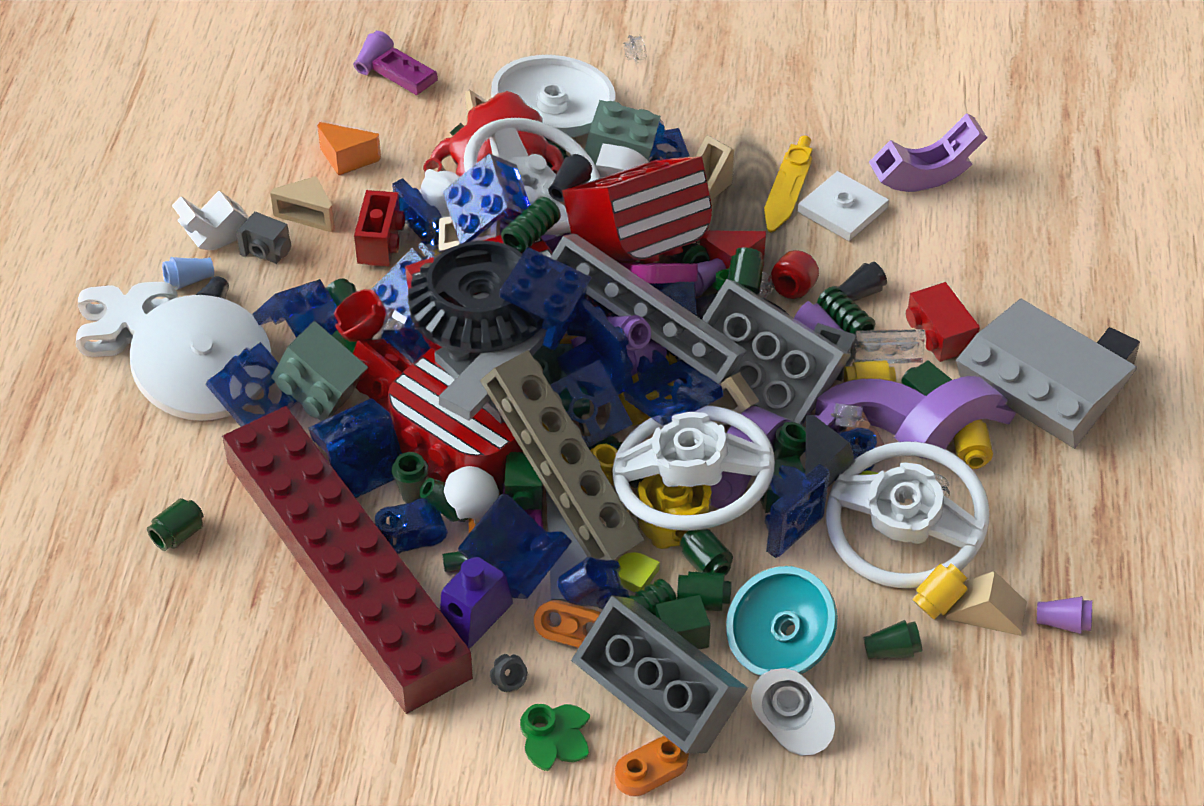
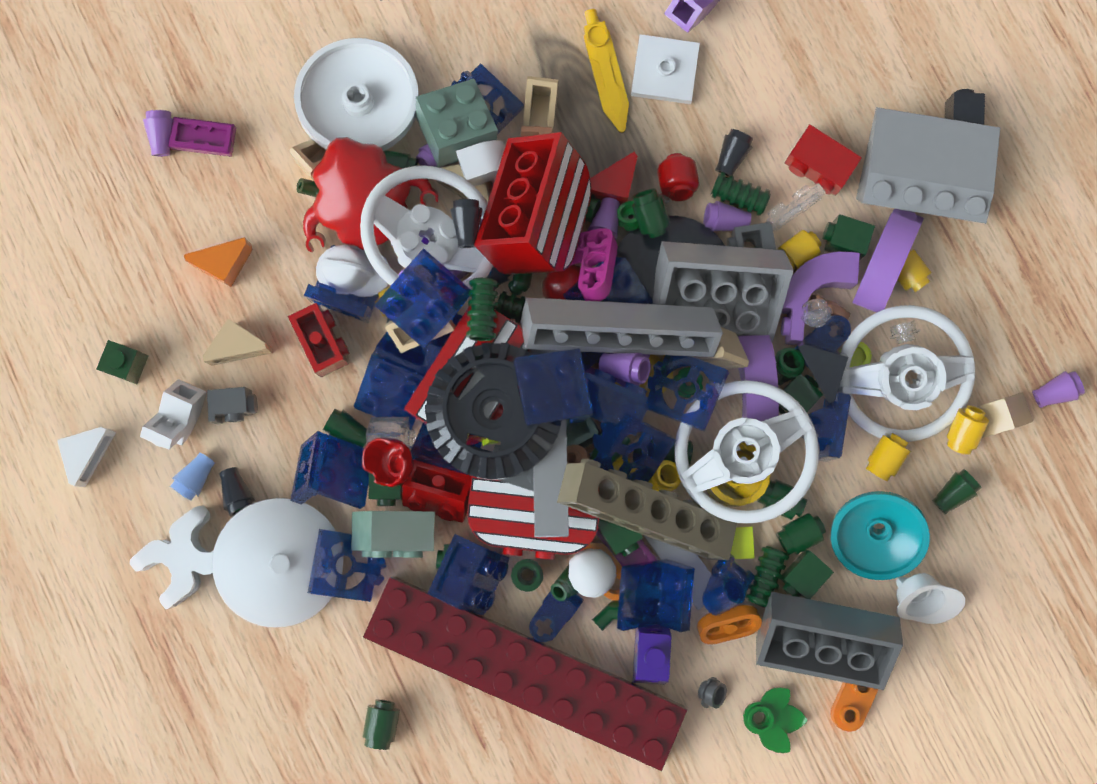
camera: 35 degrees left, 35 degrees up
(117, 211) = (83, 453): none -> white slope
(204, 169) = (122, 362): none -> dark green brick
(843, 572) = (888, 456): none -> yellow brick

